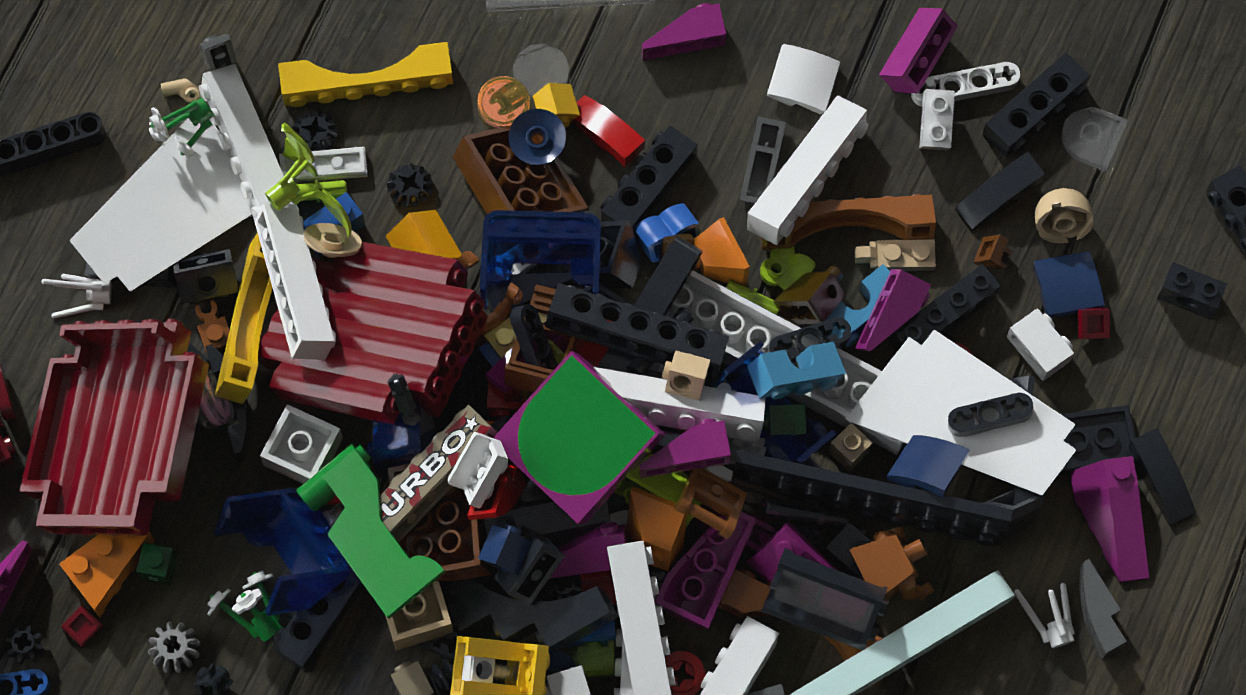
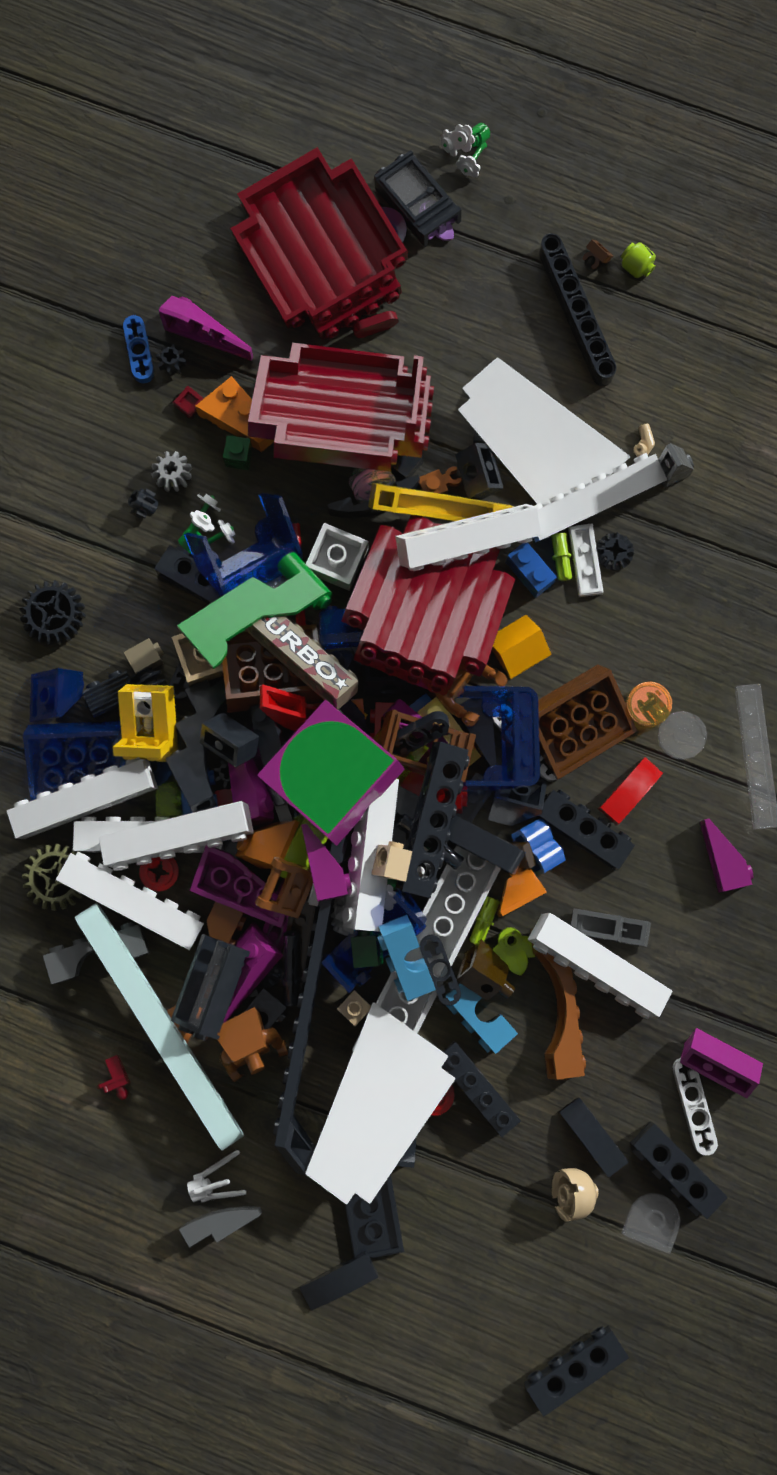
camera: 85 degrees right, 10 degrees up
(96, 291) = (457, 390): white plant -> none
(196, 111) = (617, 451): green plant -> none
(286, 189) = (547, 523): lime plant -> none
(332, 240) = (508, 565): tan dish -> none
(404, 399) = (356, 626): black axle -> none
(413, 196) = (575, 642): black gear -> none
(423, 68) = (677, 636): yellow arch -> none
(479, 468) = (300, 692): white bracket -> none
(505, 549) = (238, 718): dark blue brick -> none
(534, 123) = (616, 720): dark blue dish -> none
(559, 100) = (648, 748): yellow brick -> none
(803, 78) = (690, 961): white slope -> none
(896, 304) = (475, 1043): magenta slope -> none
(898, 254) = (531, 1048): tan hinge -> none
(928, 464) = (326, 1073): dark blue slope -> none
(936, 119) = (655, 1080): white brick -> none
(991, 251) = (537, 1129): reddish brown tile -> none
(996, 403) = (386, 1145): black beam -> none
(1040, 344) = (454, 1174): white brick -> none
(1068, 284) = (511, 1199): dark blue slope -> none
(1093, 323) = (476, 1221): dark red plate -> none
(1111, 505) = (306, 1237): magenta wedge -> none
(1192, 290) = (509, 1310): black brick -> none

